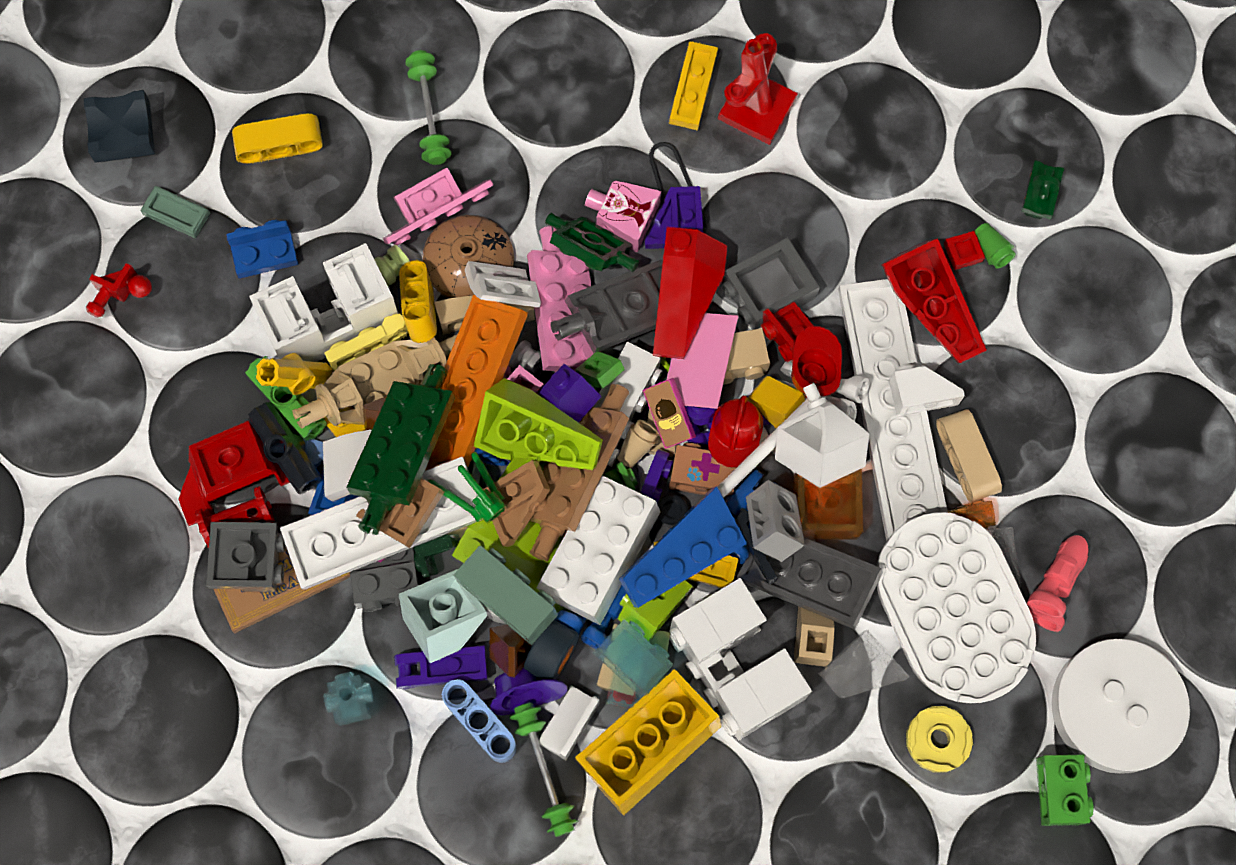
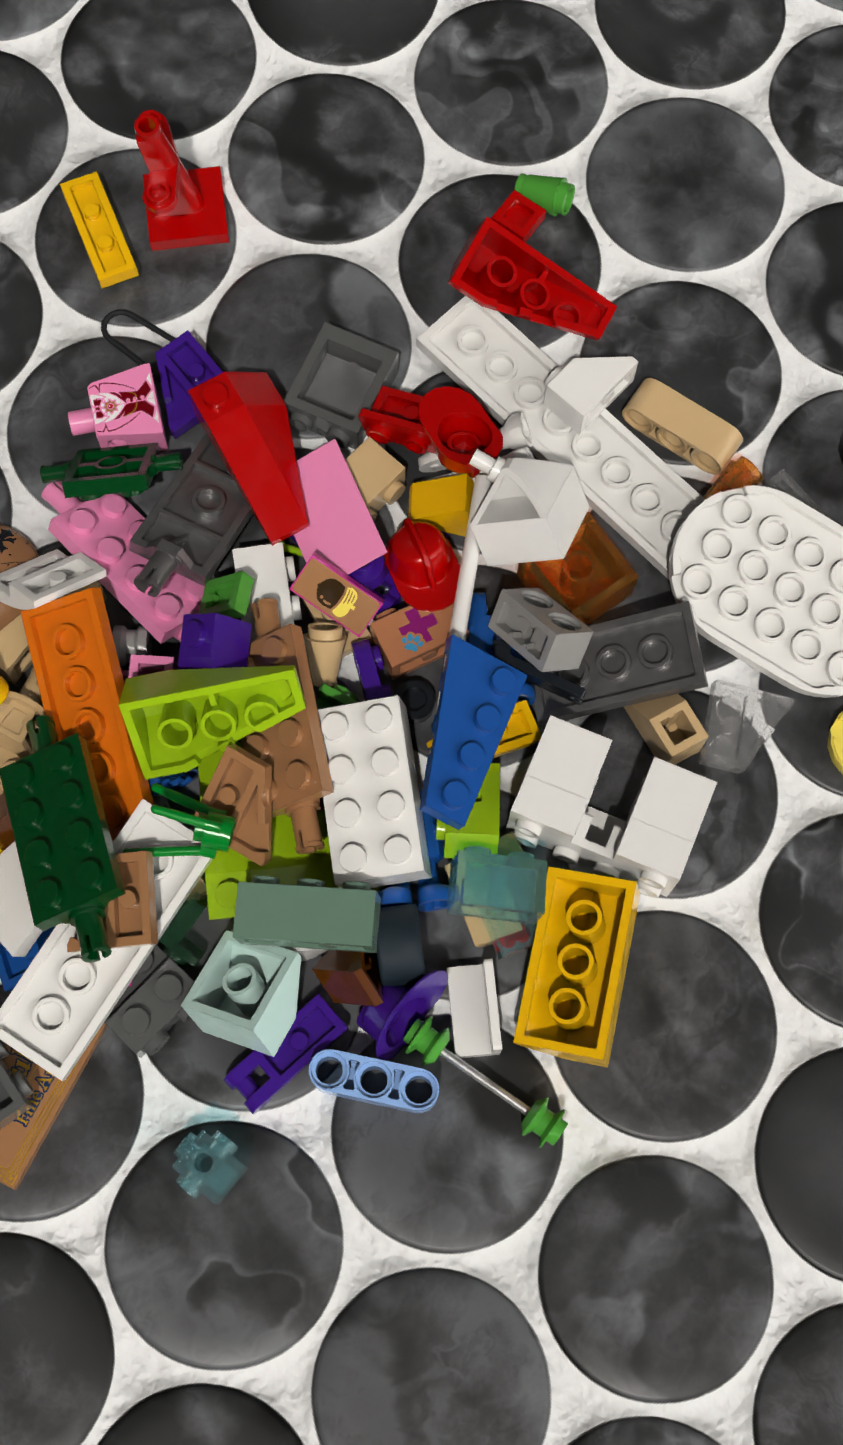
camera: 35 degrees left, 0 degrees up
(1042, 190) = (554, 104): dark green hips -> none

